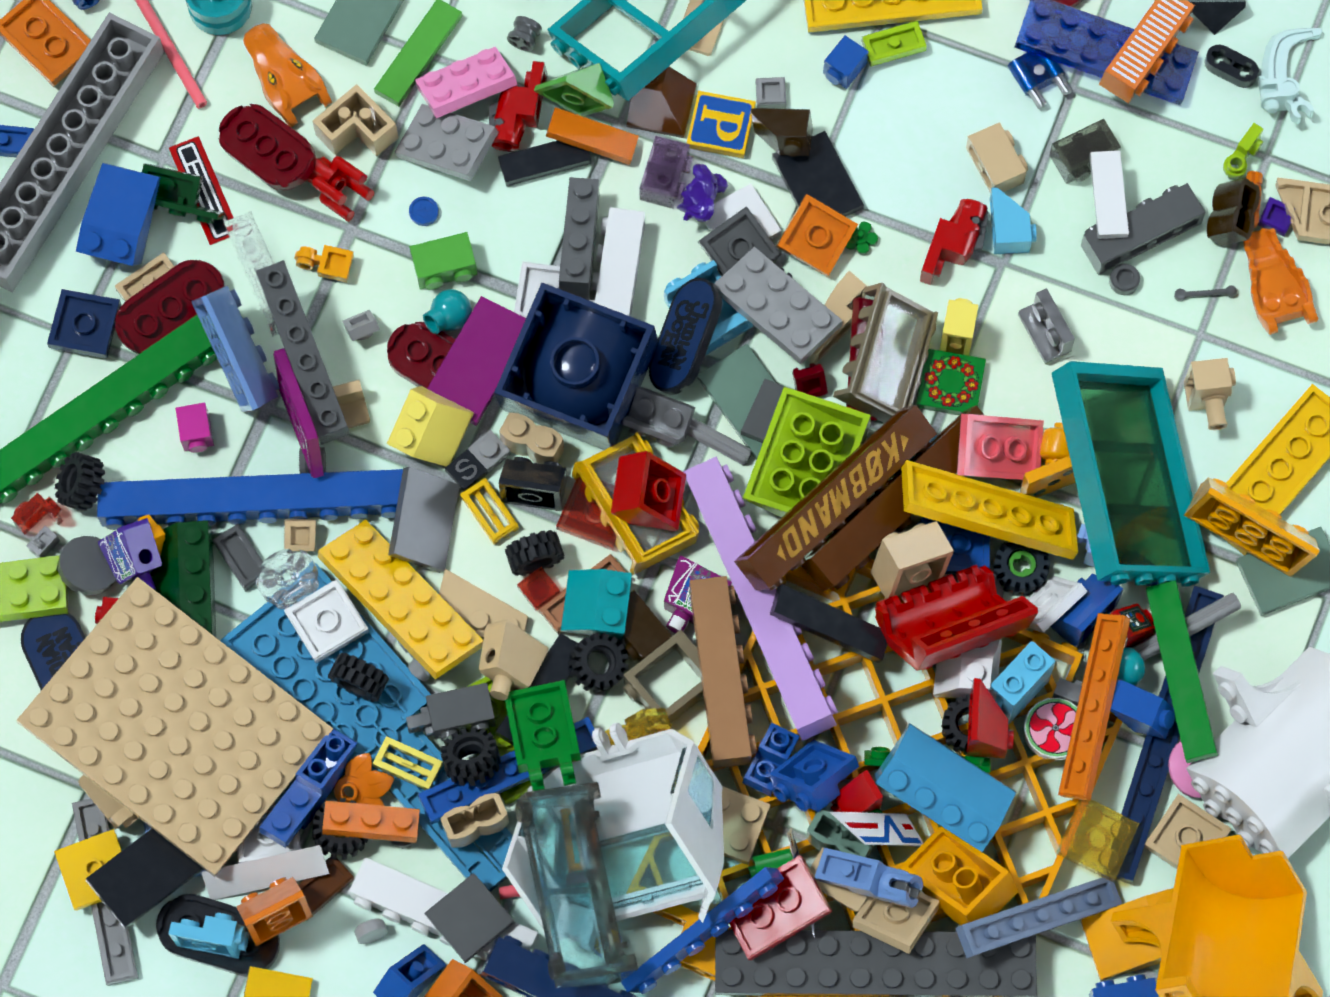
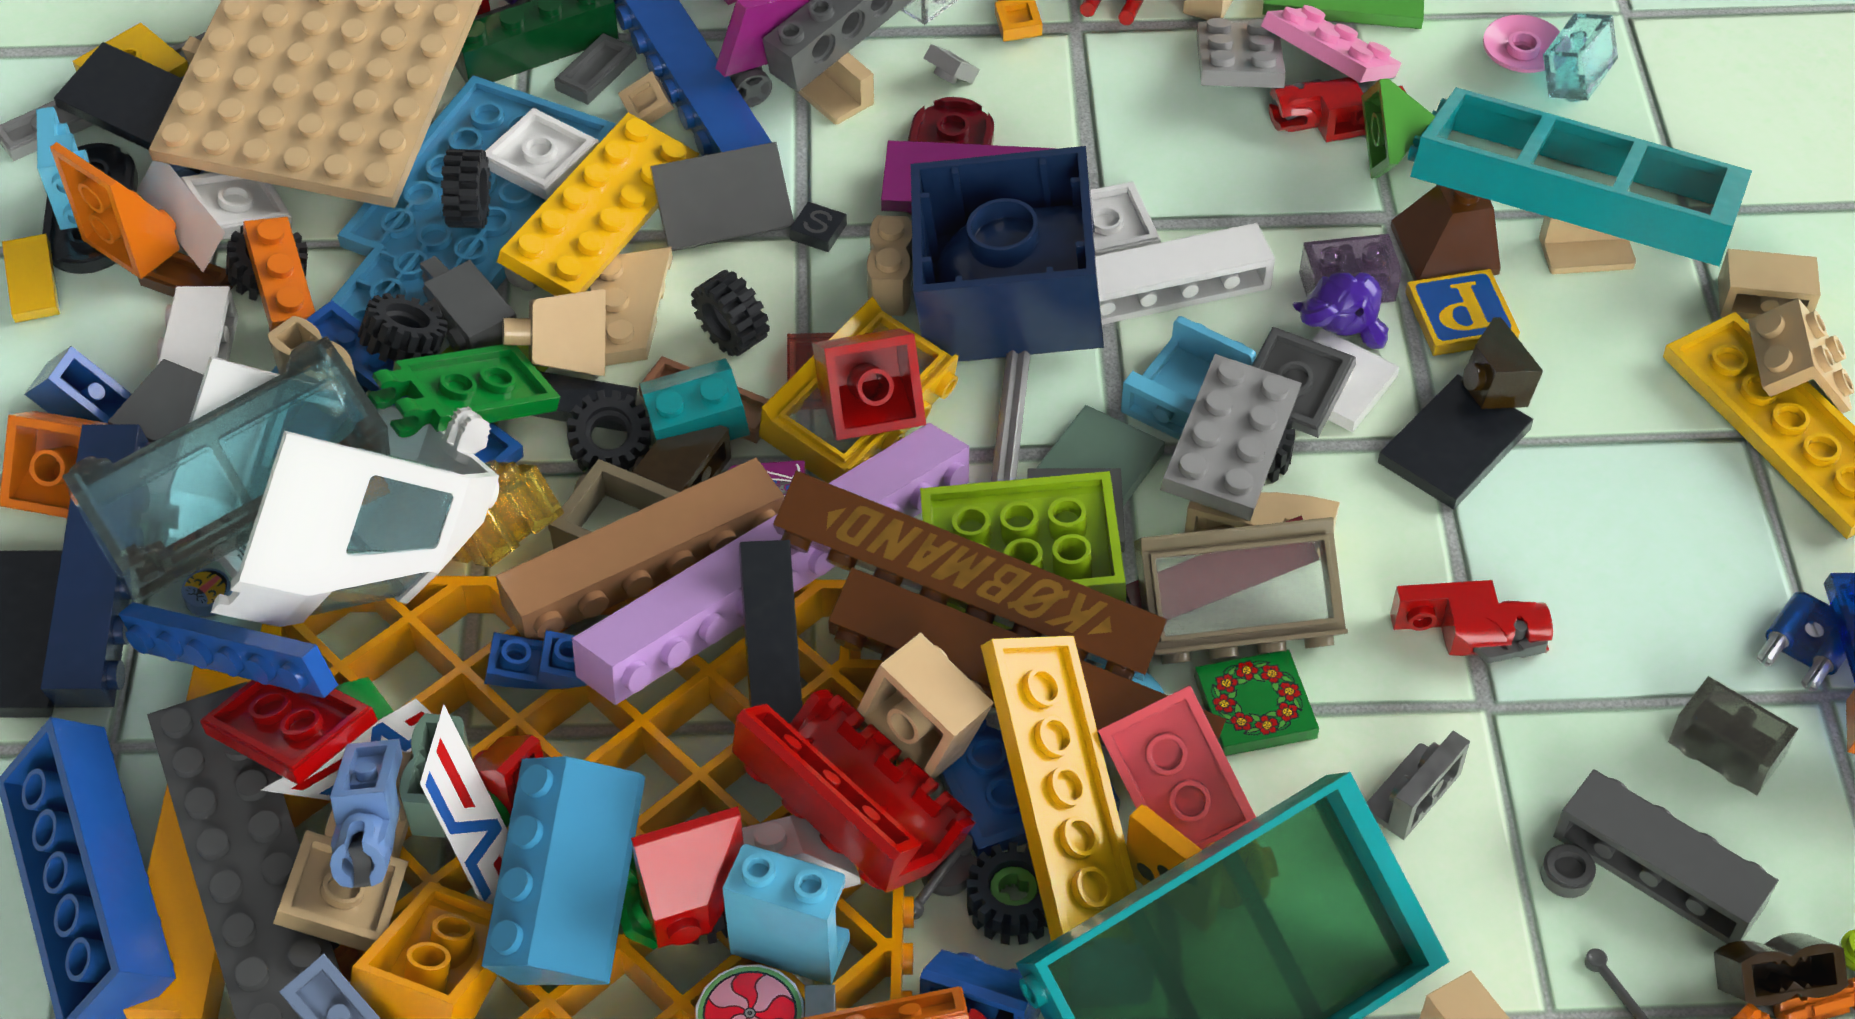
camera: 65 degrees right, 20 degrees down
(288, 592) = (577, 100): clear plate -> none
(310, 789) = (314, 210): blue slope -> none
(366, 783) = (333, 261): orange plate -> none
(370, 931) = (137, 338): light grey tile -> none
(383, 753) = (363, 277): light yellow tile -> none
(423, 211) = (1141, 78): blue piece -> none
(430, 427) = (848, 154): light yellow slope -> none
(443, 261) = (1084, 107): bright green brick -> none
(448, 311) = (1017, 126): teal piece -> none
(489, 450) = (851, 239): light grey plate -> none
(503, 532) = (782, 269): yellow tile -> none
(524, 33) = (1437, 78): dark grey wheel -> none
(533, 483) = (827, 277): black slope -> none
(538, 588) = (689, 343): clear red plate -> none
(541, 161) = (1286, 159): black tile -> none
(579, 236) = (1193, 207): dark grey brick -> none
(592, 136) = (1347, 182): orange tile -> none
(659, 417) = (995, 379): flat silver bracket -> none
(685, 336) = (1127, 359): tile -> none
(741, 824) = (422, 647): tan plate -> none
(770, 92) = (1549, 347): light grey tile -> none
(810, 380) = (1149, 519): dark red tile -> none
(812, 775) = (519, 695): blue plate -> none
(816, 235) = (1370, 456): orange plate -> none
(845, 62) = (1648, 403): blue brick -> none
(862, 238) = (1407, 518): green plant -> none
(894, 43) = (1720, 450): lime plate -> none
(959, 326) = (1338, 660): light yellow brick -> none
(996, 158) = (1637, 629): tan brick -> none
(1010, 225) = (1543, 680): medium azure slope -> none
(1054, 600) = (961, 938): white tile -> none
(1109, 194) = (1678, 773): white tile -> none

